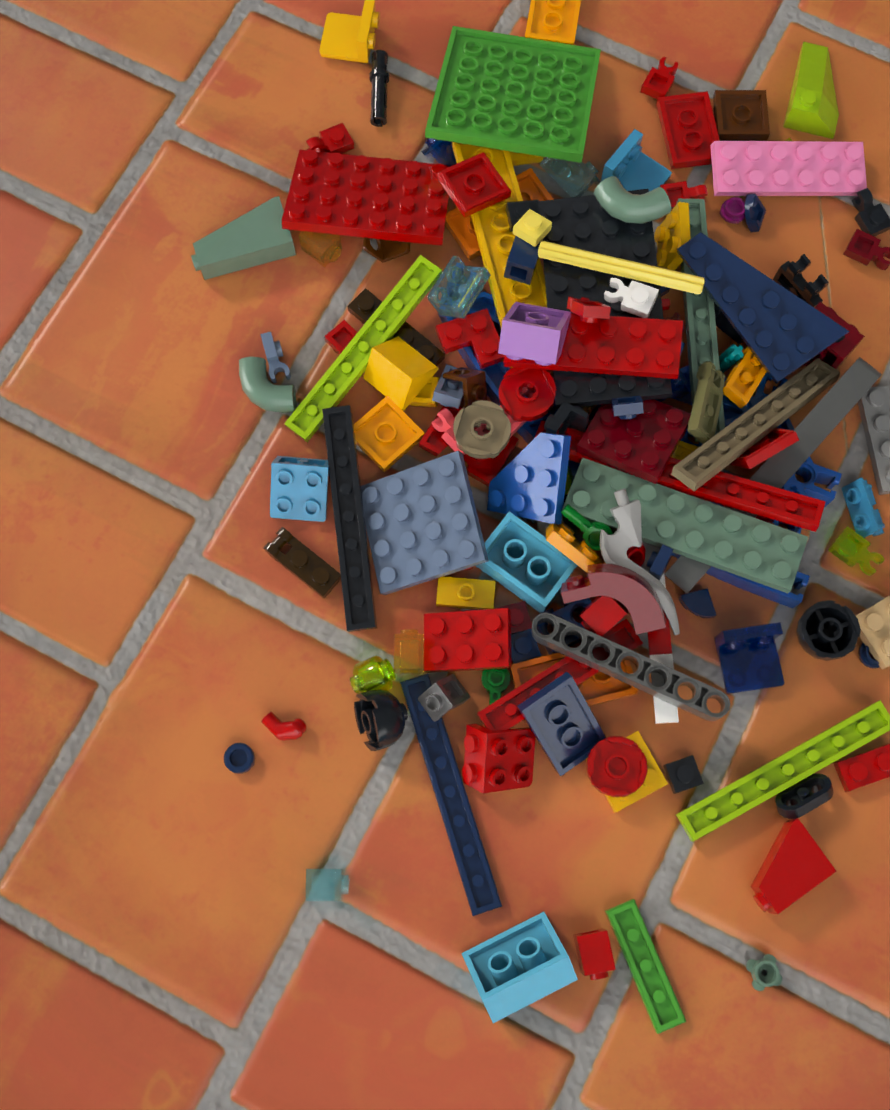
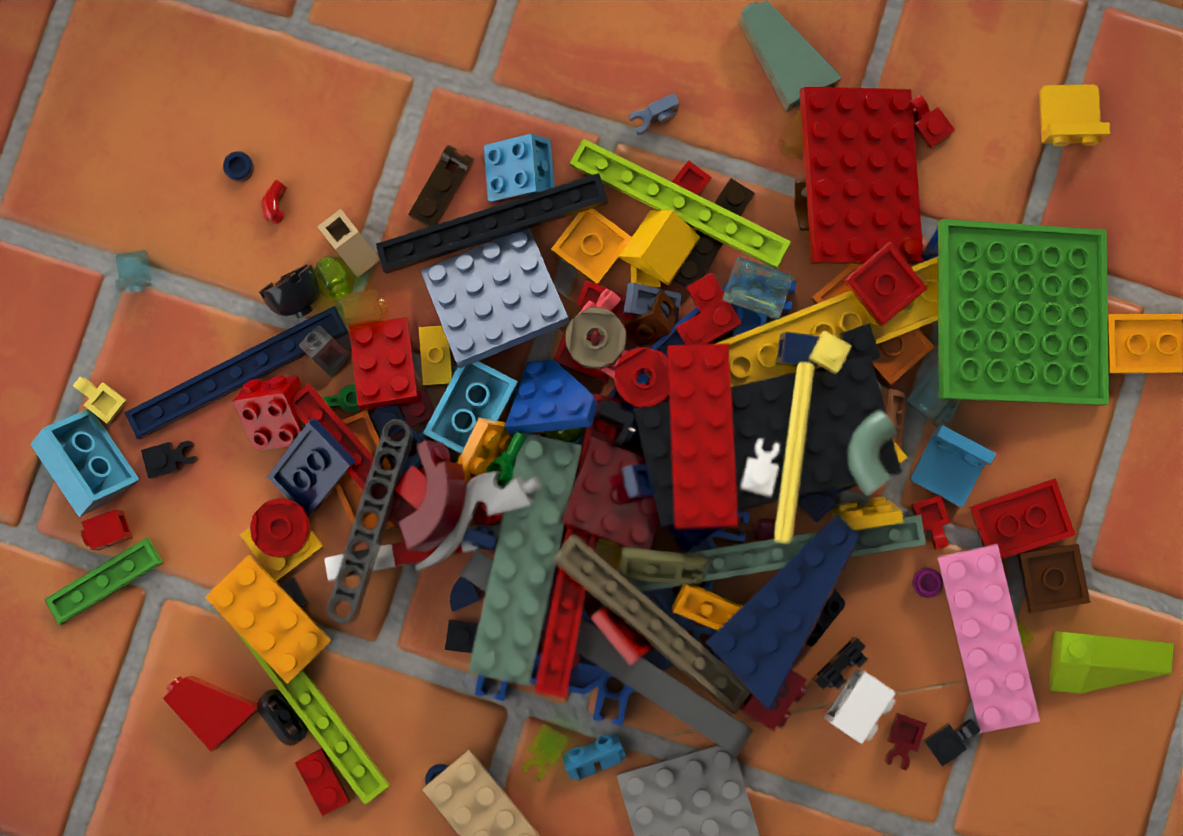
camera: 85 degrees right, 10 degrees up
(260, 390) = (615, 108): sand green cylinder -> none
(341, 654) = (349, 243): none -> tan slope
(379, 78) = (1019, 159): black pin -> none
(457, 936) = (102, 400): none -> light yellow plate
(527, 882) = (164, 458): none -> black plate
(533, 333) = (696, 369): medium lavender slope -> none
(588, 310) = (730, 421): red plate -> none
(659, 80) = (1080, 478): red plate -> none
(707, 792) = (268, 619): none -> light orange plate
(730, 357) = (732, 589): teal axle -> none
(739, 611) = (461, 636): none -> black plate
(750, 658) = (411, 651): clear blue bracket -> none
(754, 212) = (927, 605): dark blue tile -> none
(772, 977) = (104, 694): sand green plate -> none
(828, 630) = (447, 724): black cylinder -> none
(845, 270) = (860, 706): none -> white brick

